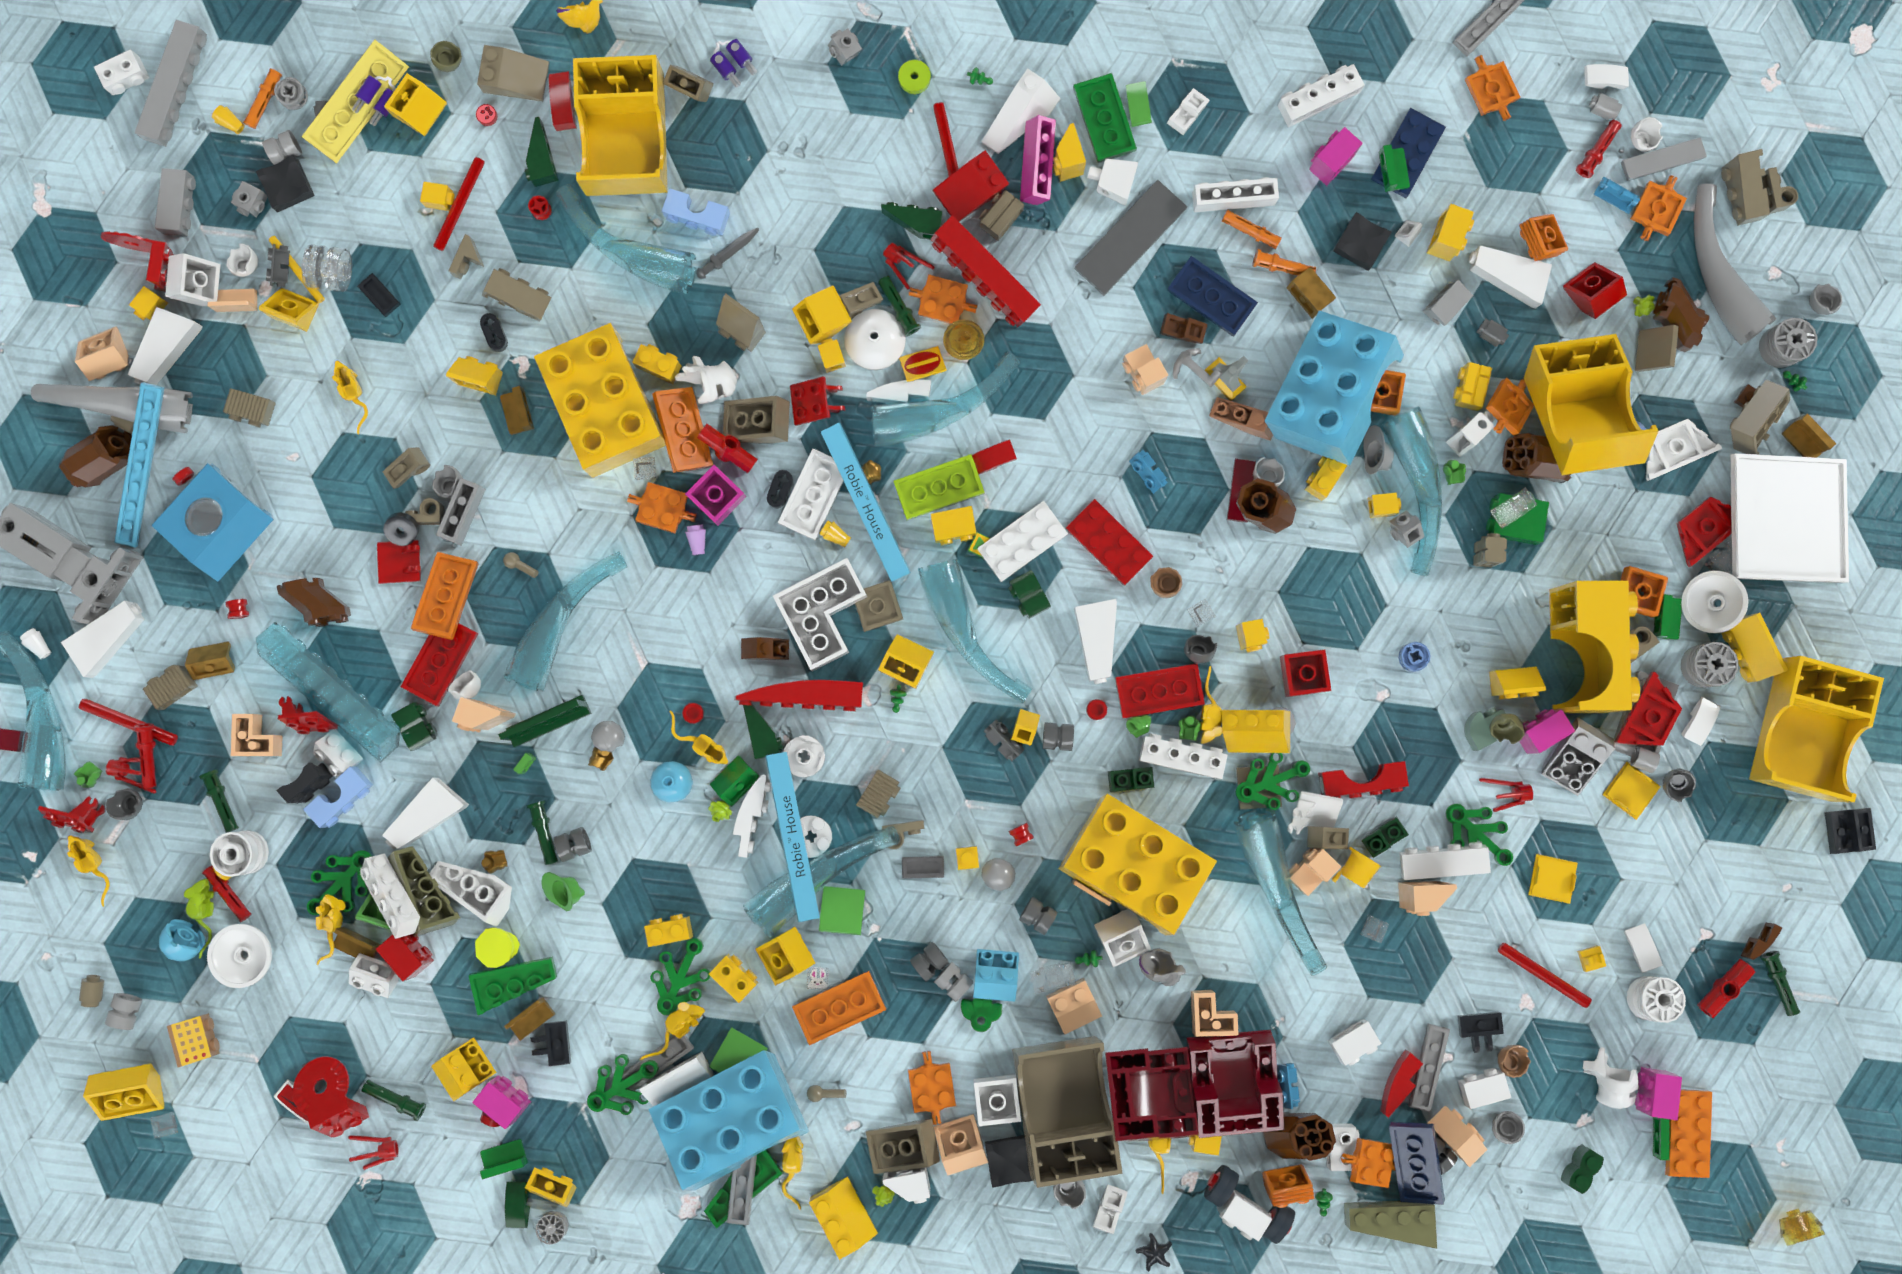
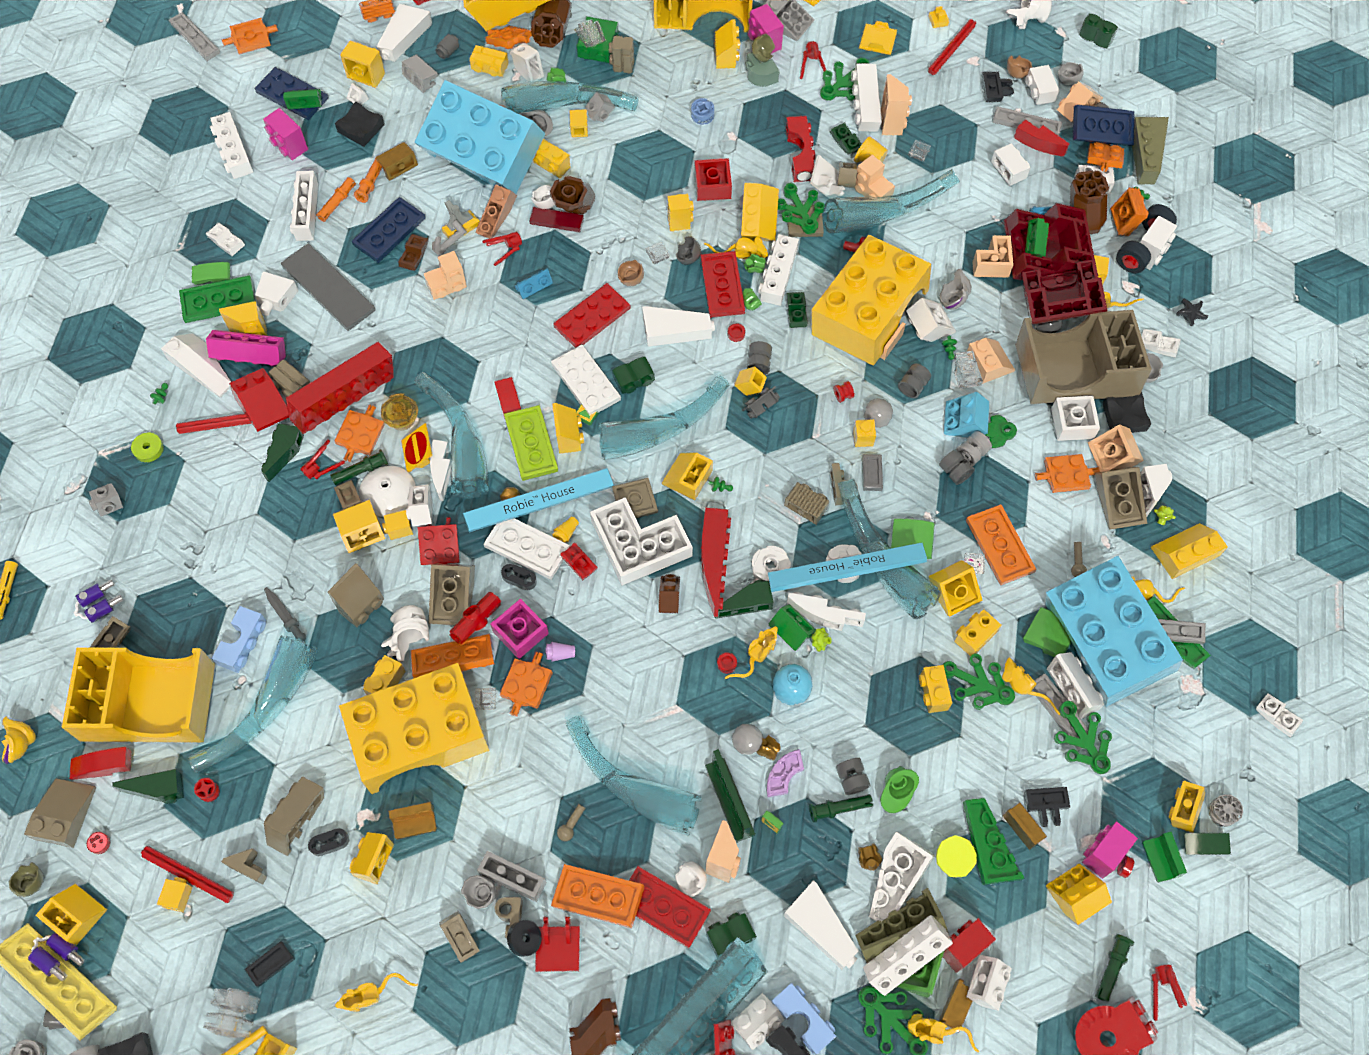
camera: 90 degrees left, 20 degrees down
(577, 773) = (782, 773): none -> lavender tile
(795, 550) = (578, 561): none -> red hips
(849, 376) = (419, 505): none -> white brick
(1206, 439) = (511, 240): none -> red plant
(1224, 851) = (853, 246): none -> red arm
(1238, 1068) = (1037, 237): none -> green panel

